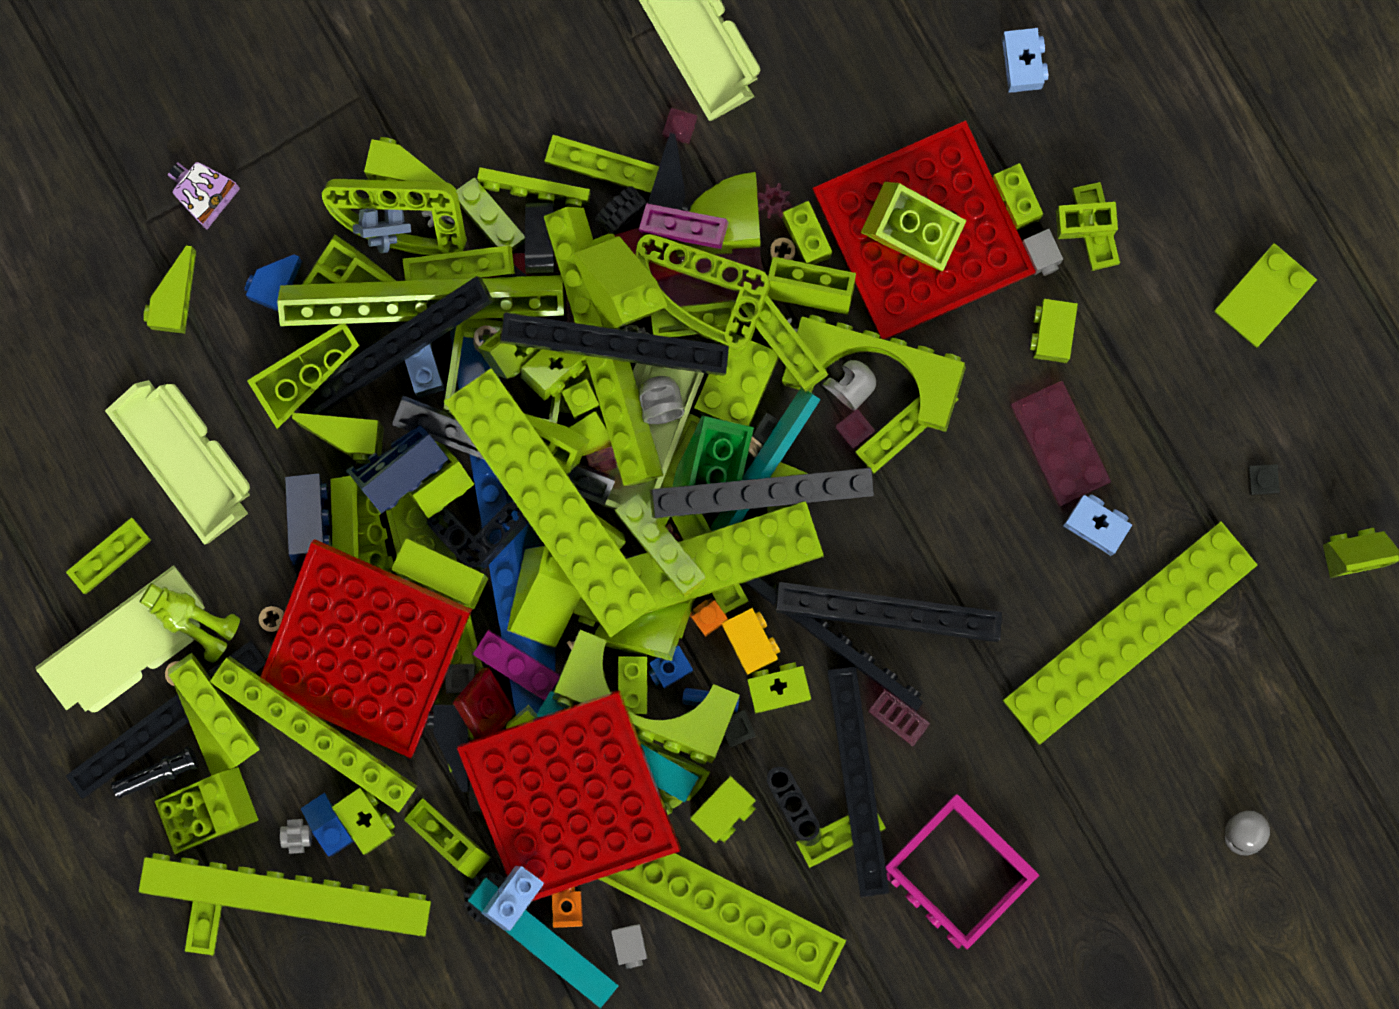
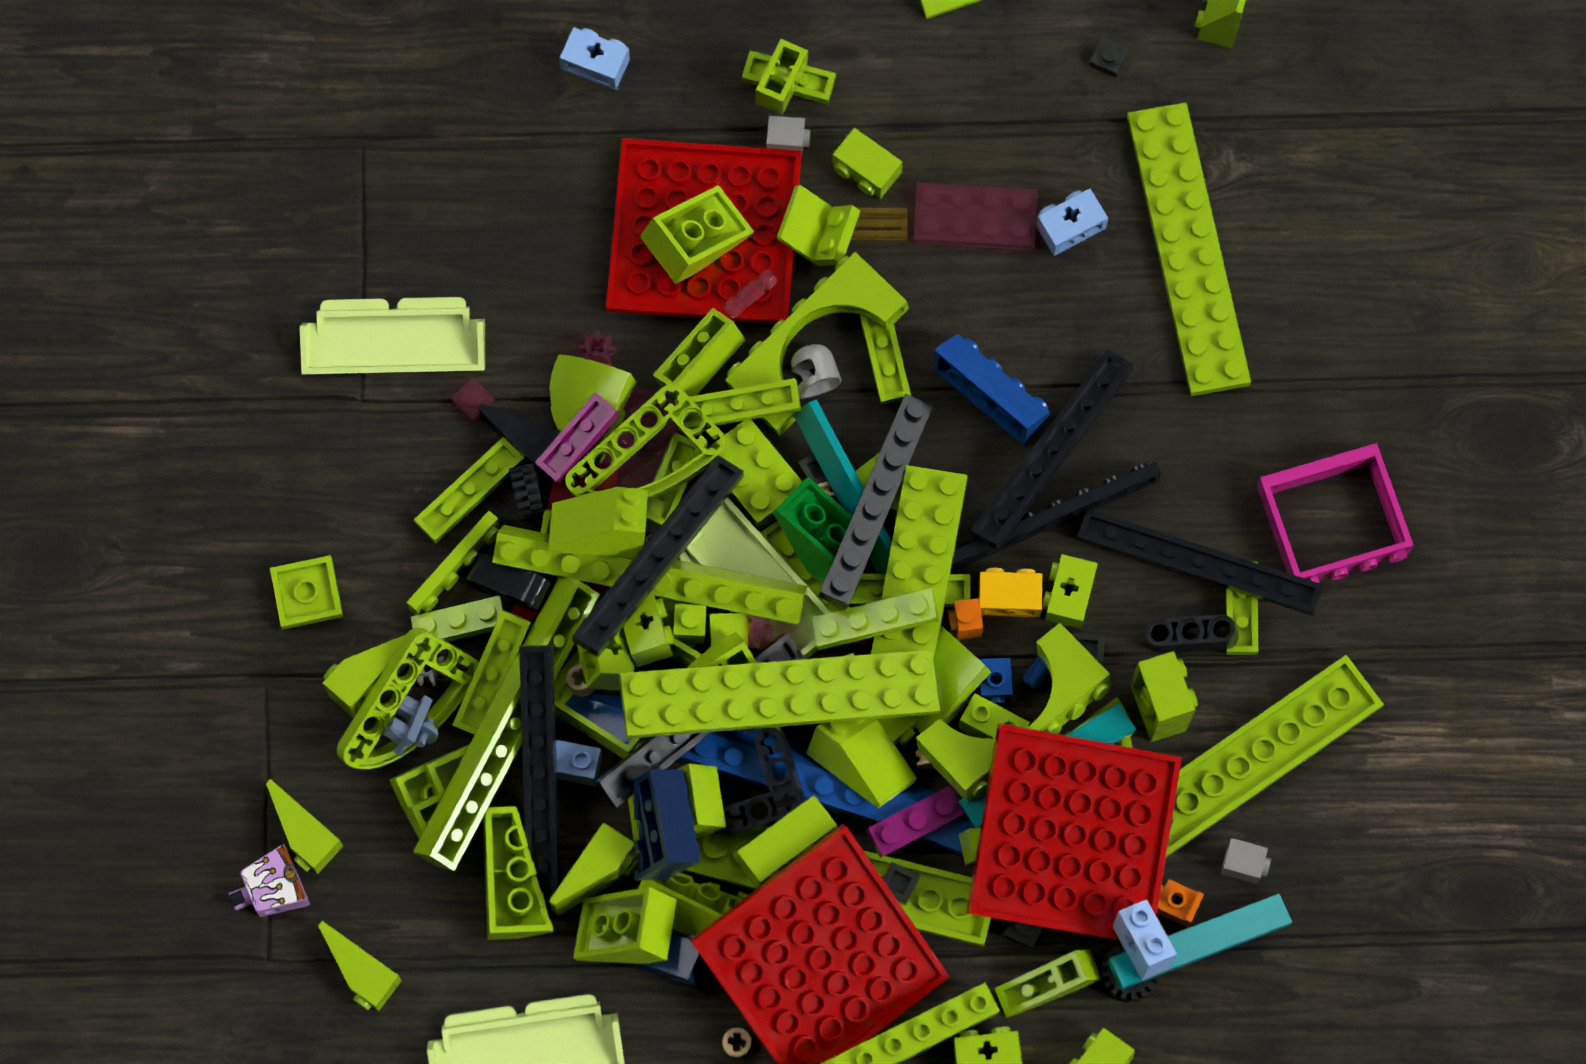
camera: 65 degrees left, 10 degrees down
(256, 192) = (306, 835): none -> lime slope
(266, 282) = (402, 867): blue slope -> none
(306, 484) = (626, 927): none -> lime slope
(449, 85) = (306, 592): none -> lime plate
(450, 733) = (947, 919): black slope -> none
(484, 705) = (938, 872): dark red tile -> none
(660, 400) = (733, 548): light grey helmet -> none
(777, 244) = (648, 358): tan bush -> none
(807, 234) = (647, 336): lime brick -> none
(855, 429) = (858, 391): clear pink plate -> none
(880, 702) = (1134, 507): clear pink slope -> none
(887, 297) = (750, 293): none -> clear pink axle
(915, 534) = (990, 389): none -> blue slope
(974, 320) = (816, 228): none -> lime bracket
(1018, 196) = (721, 127): lime brick -> none
(1019, 362) = (879, 223): none -> clear yellow tile
(1247, 832) = (1430, 238): light grey helmet -> none

